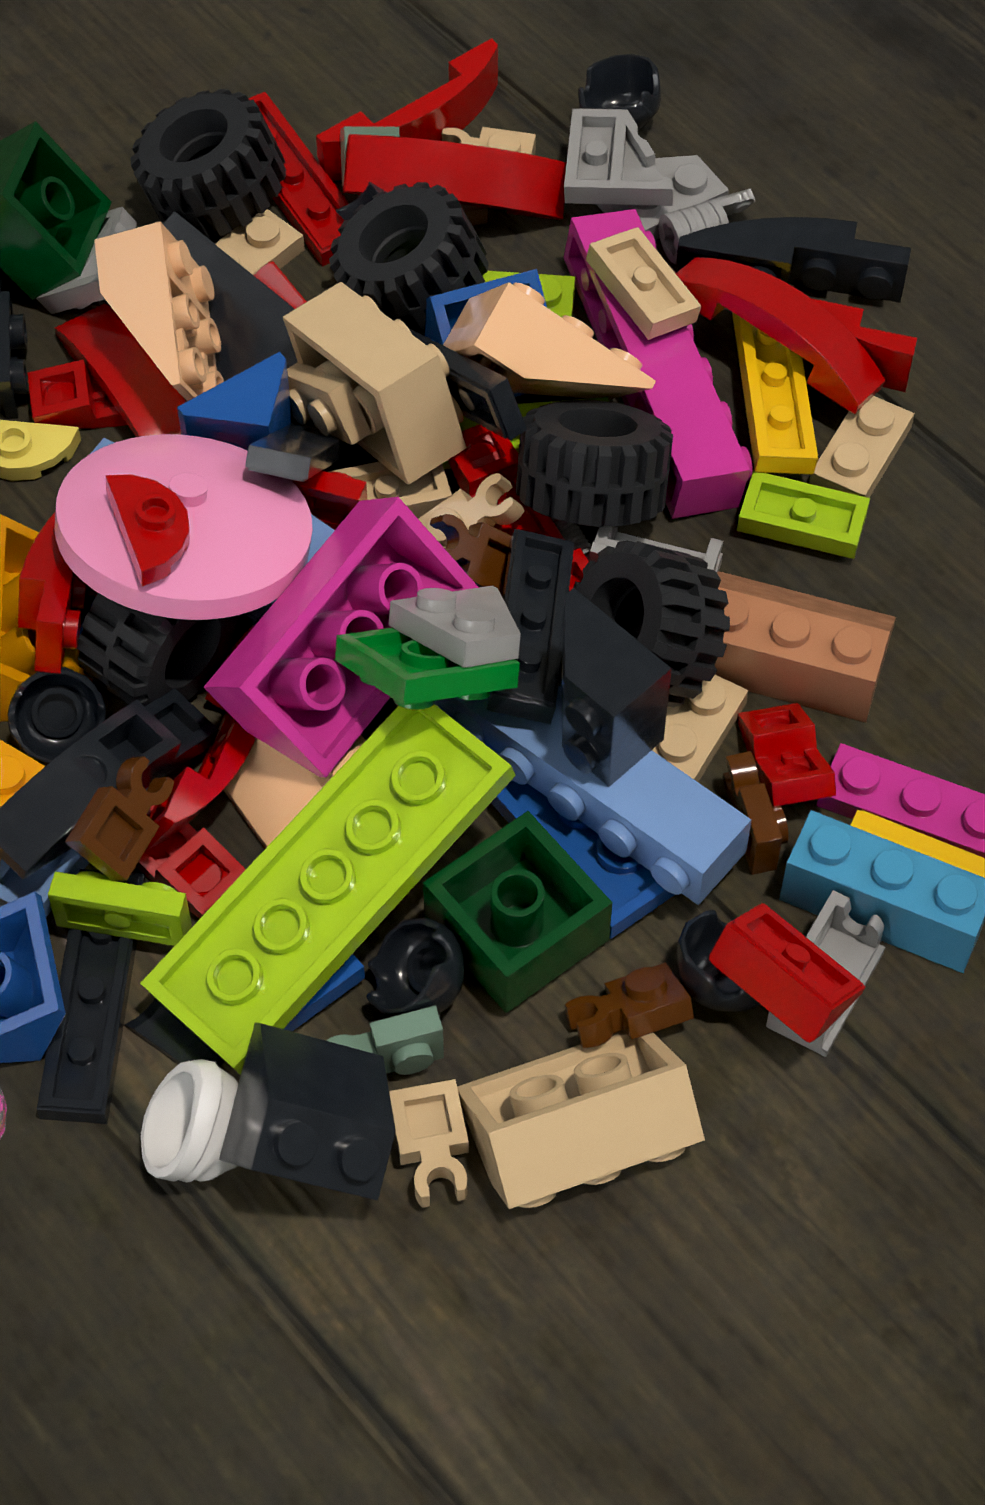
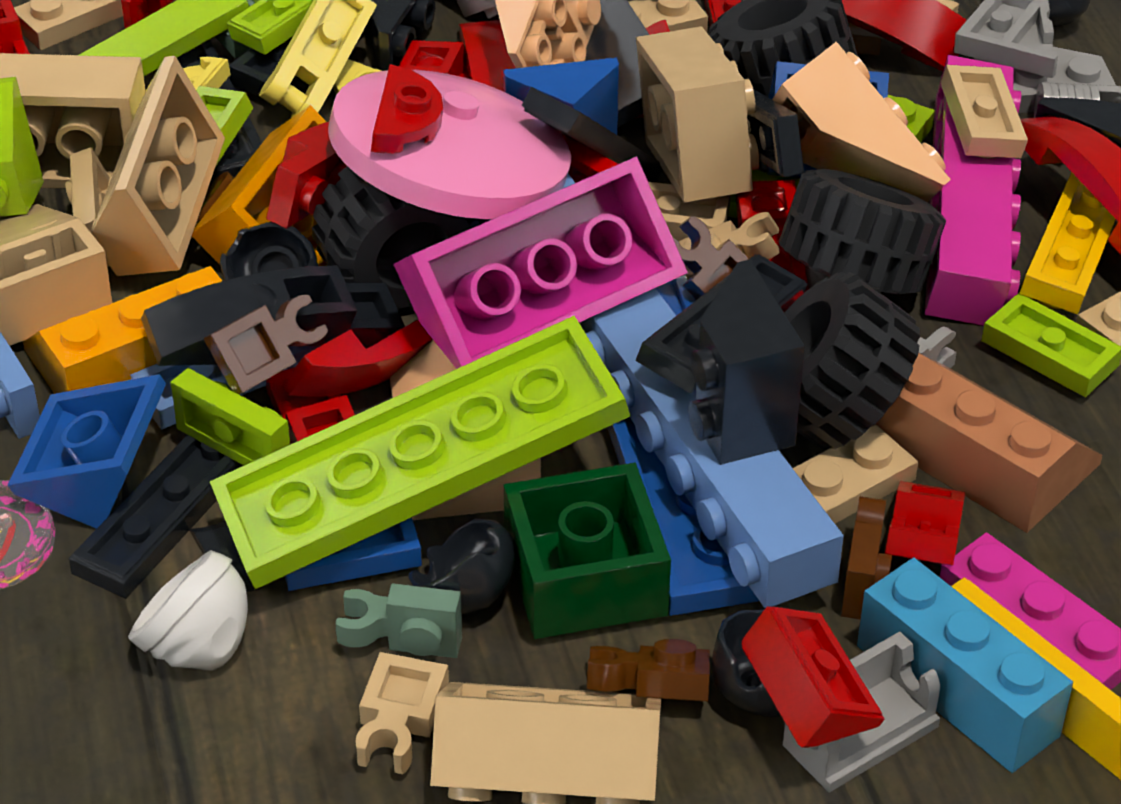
camera: 25 degrees right, 15 degrees down
(311, 1113) = (290, 629): black slope -> none
(326, 403) = (643, 120): tan plate -> none
(415, 673) = (578, 291): green plate -> none
(461, 625) = (640, 277): light grey wing -> none

